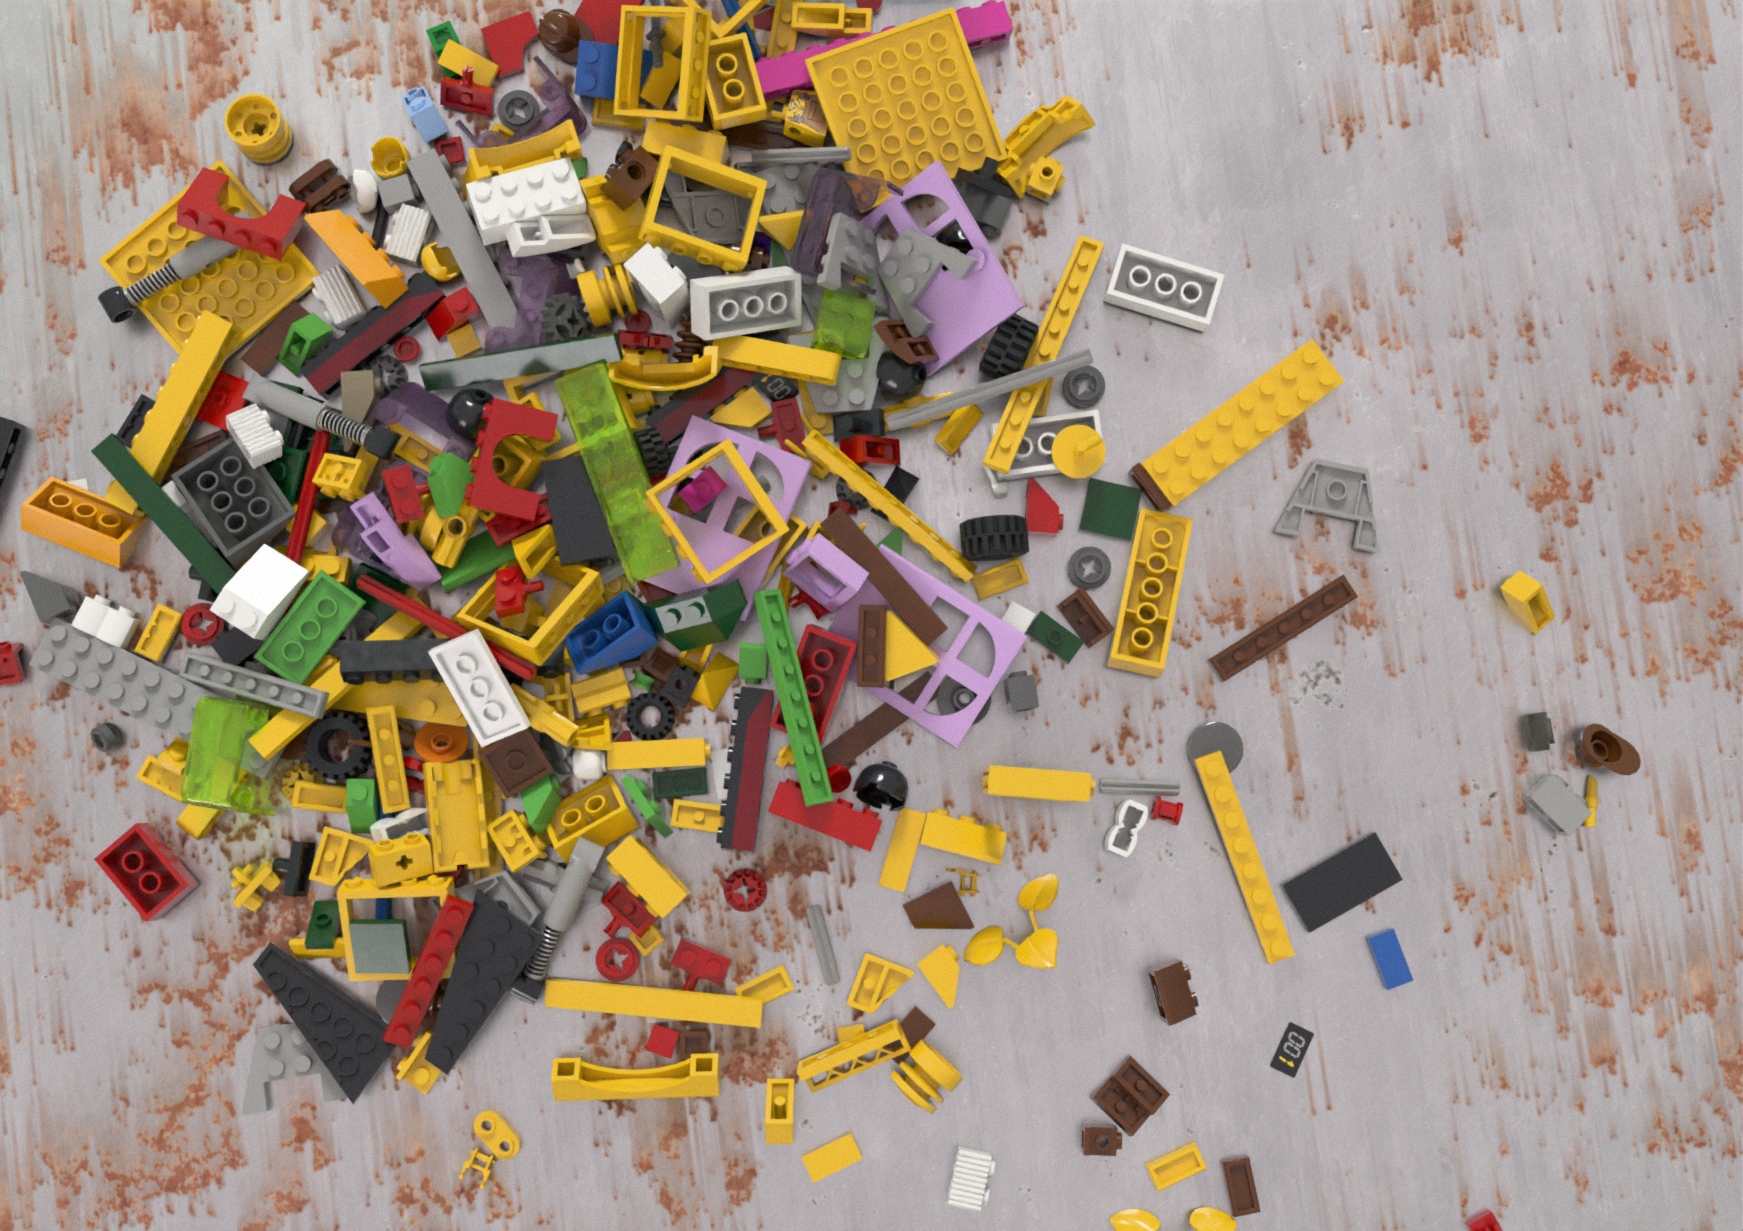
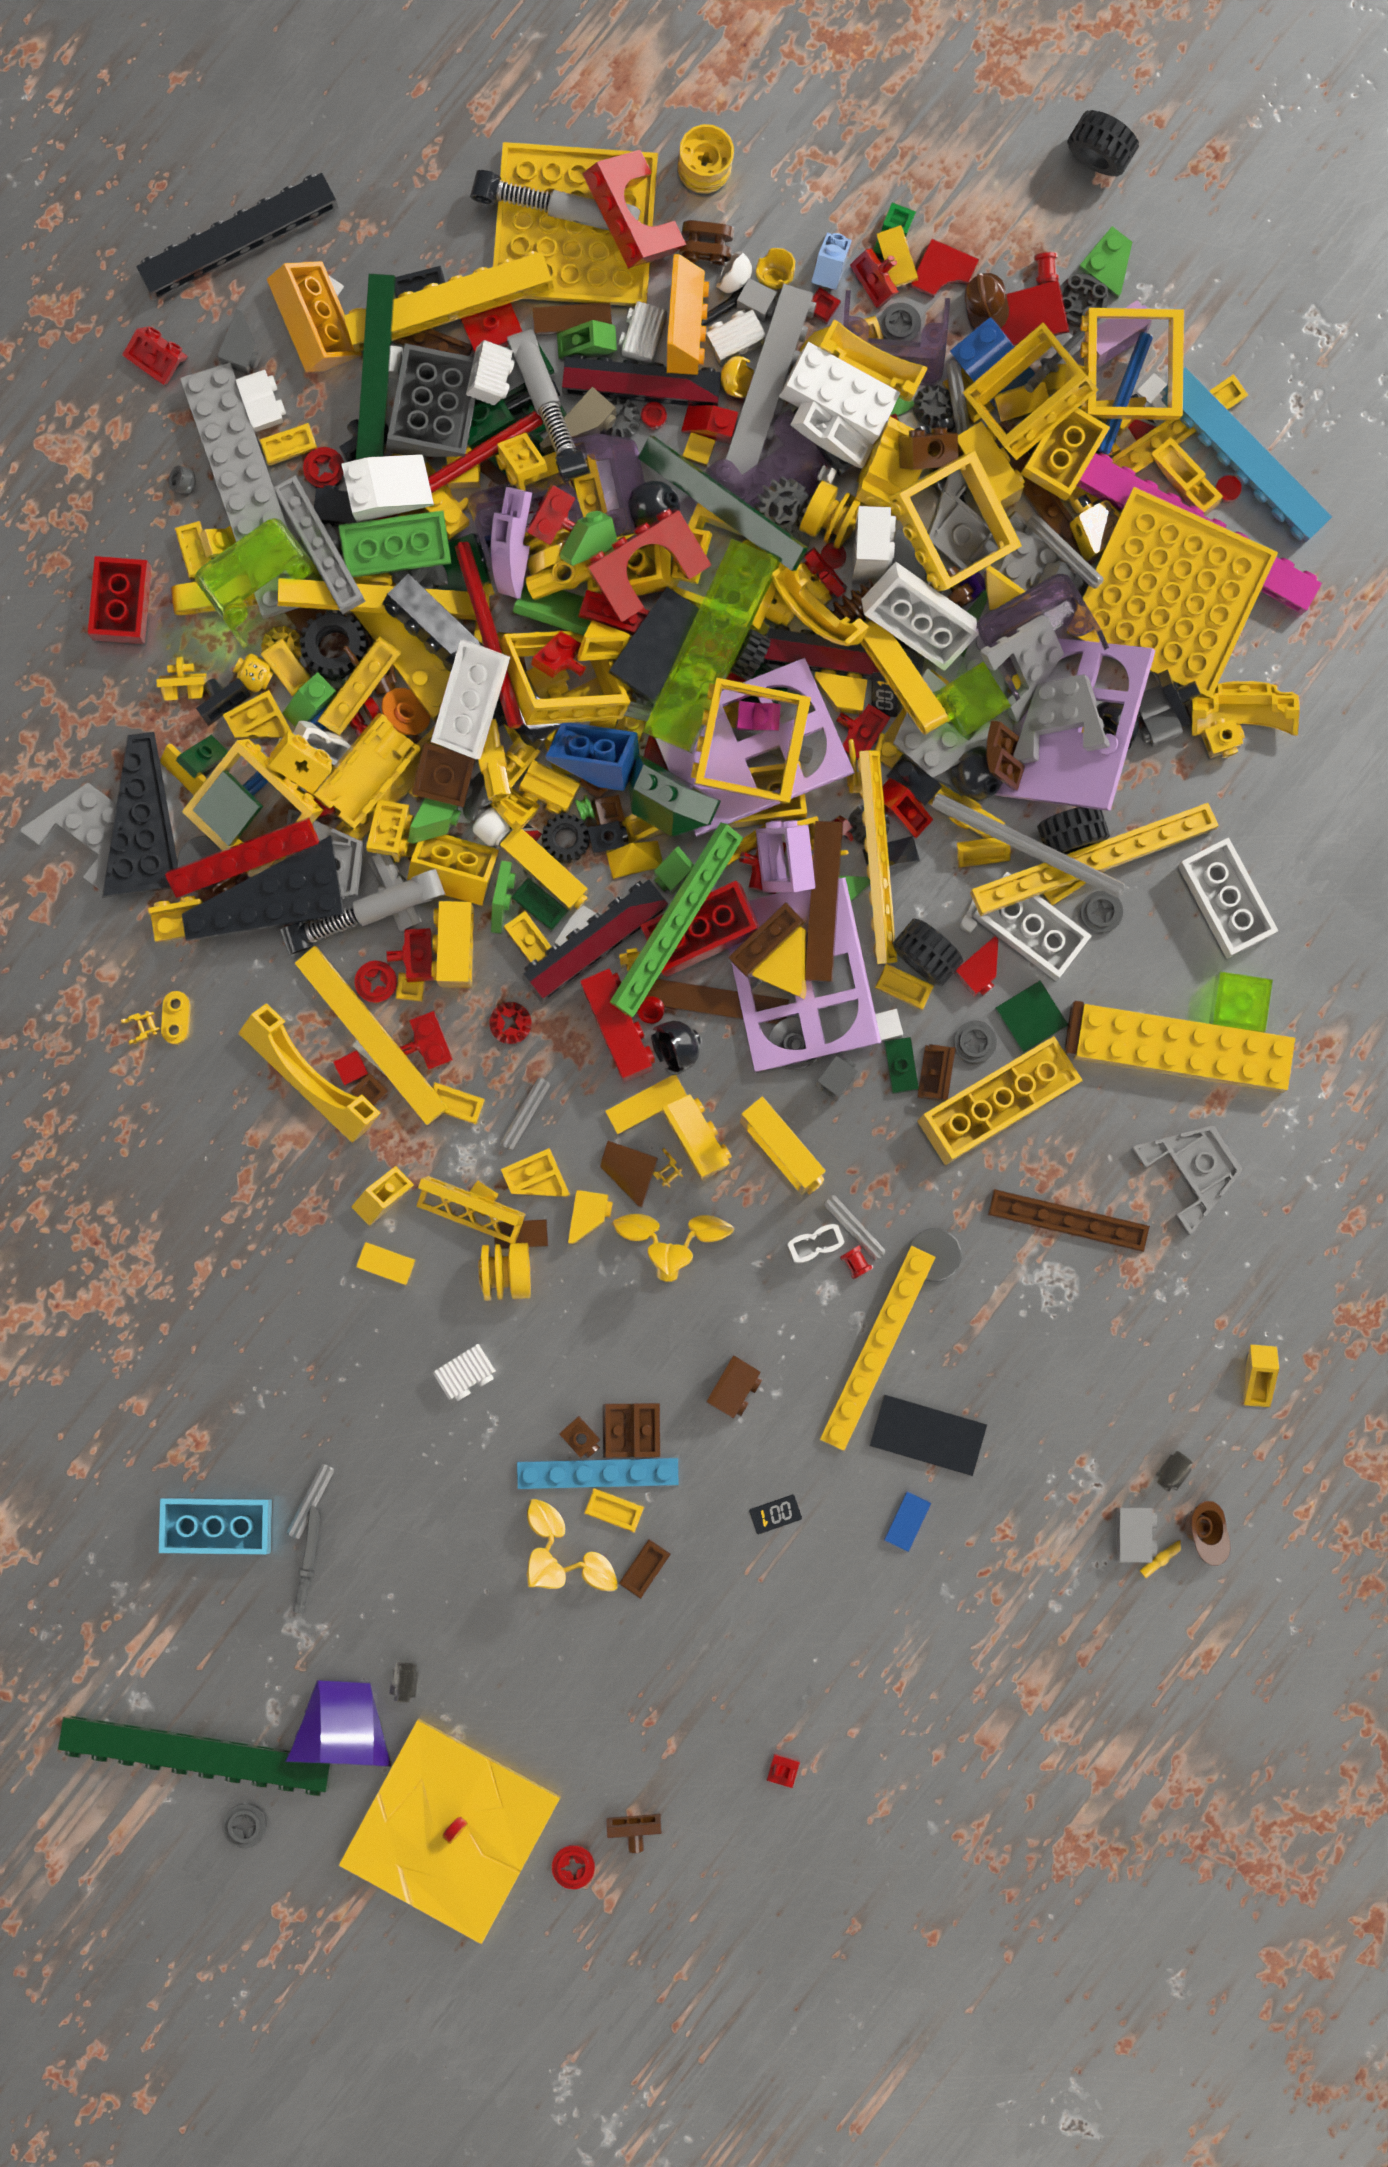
camera: 45 degrees right, 0 degrees up
(300, 825) = (253, 672): none -> yellow head
(598, 156) = (923, 411): none -> dark grey gear
(612, 121) = (957, 397): none -> light grey axle
(1078, 451) = (1047, 950): yellow shield -> none
(1137, 1152) = (597, 1473): none -> dark azure plate
(1246, 352) = (1240, 1001): none -> clear neon green brick

